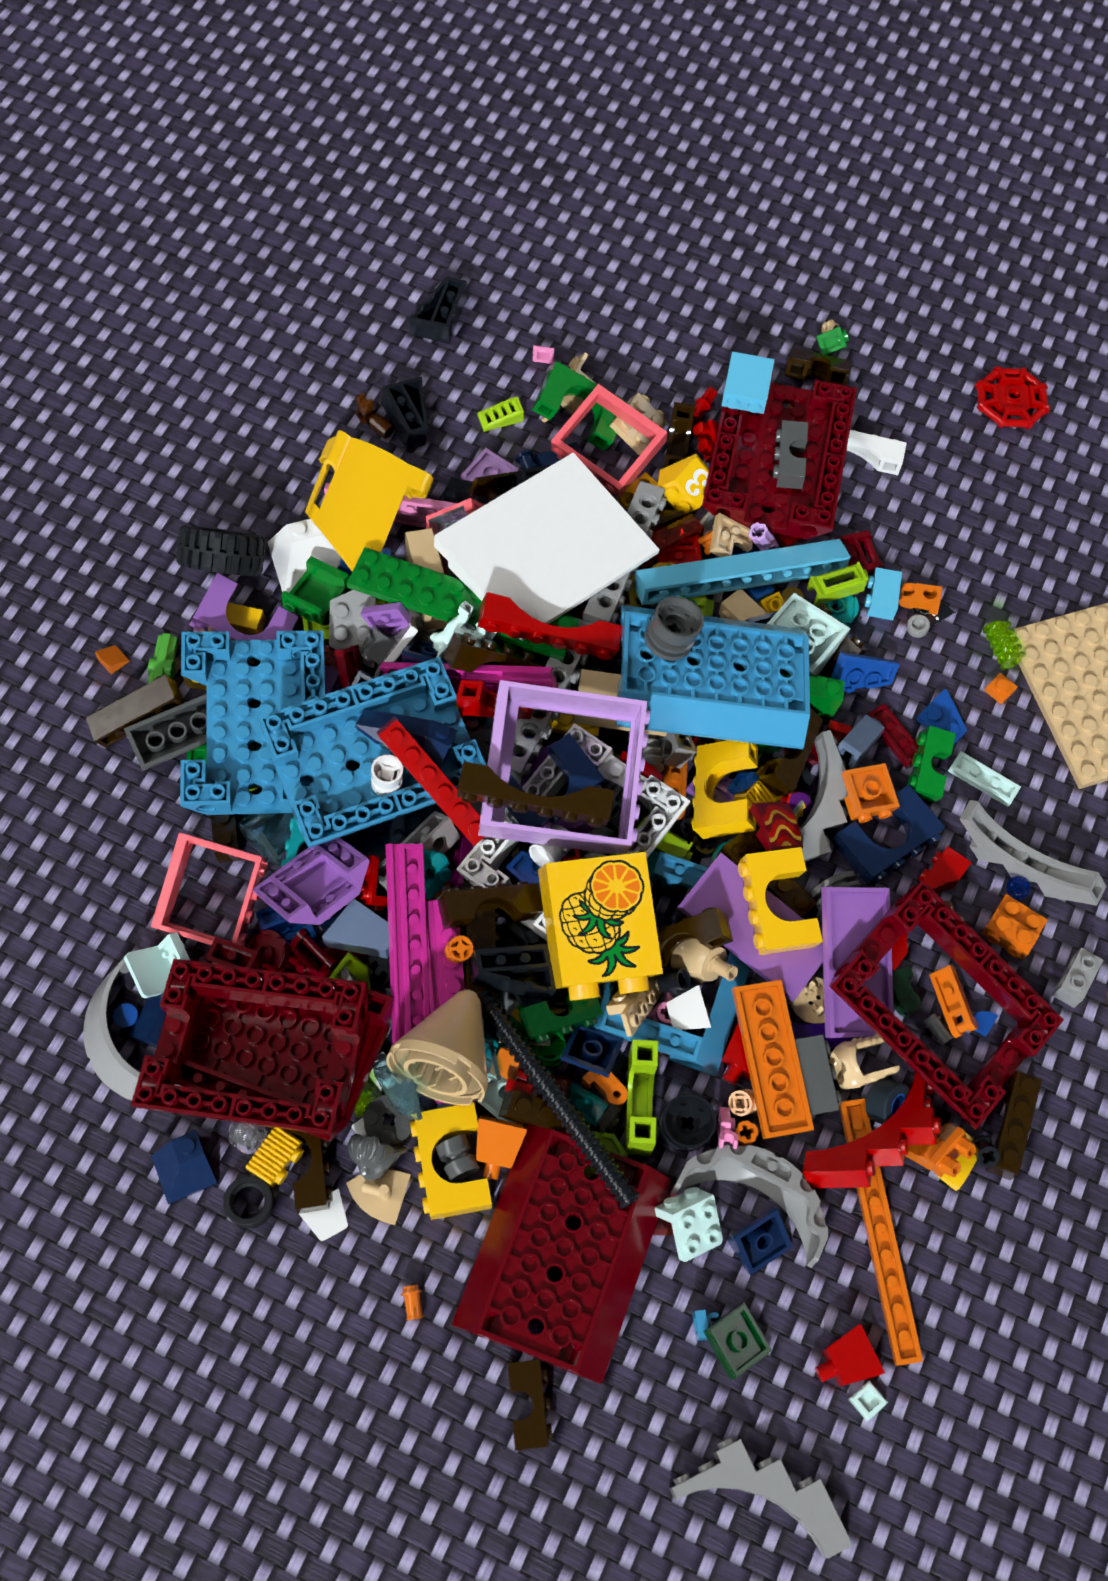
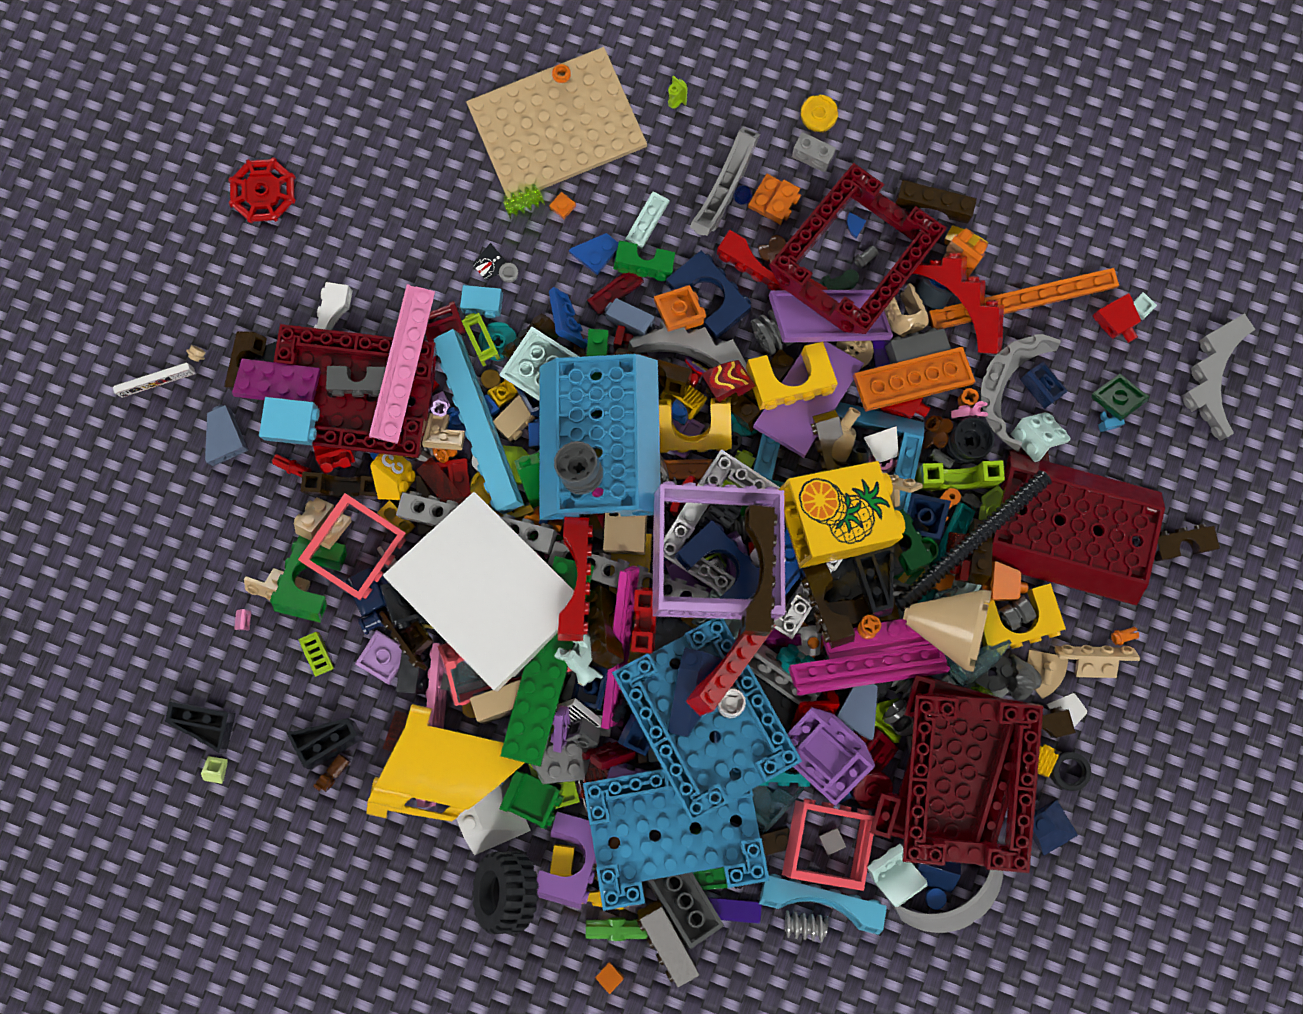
camera: 90 degrees left, 15 degrees up
(122, 860) = (807, 926): none -> light grey piece
(123, 927) = (864, 914): none -> medium azure arch
(158, 790) = (737, 910): none -> dark purple tile
(215, 906) = (832, 841): none -> light grey tile
(385, 1258) = (1097, 661): none -> tan bracket
(394, 323) = (214, 769): none -> yellowish green slope
(668, 1090) = (940, 457): none -> dark grey pin
(708, 1088) = (937, 432): none -> reddish brown plate
(746, 341) = (222, 436): none -> sand blue slope
(747, 1104) = (946, 401): light nougat wheel -> none
(792, 381) = (275, 380): none -> magenta plate
(802, 292) = (154, 380): none -> white tile
(808, 491) = (402, 364): none -> bright pink plate
(833, 340) = (211, 349): green bracket -> none
(920, 596) = (483, 269): orange leg -> none
(953, 1001) = (843, 245): orange plate -> none
(986, 1153) = (959, 223): black bush -> none

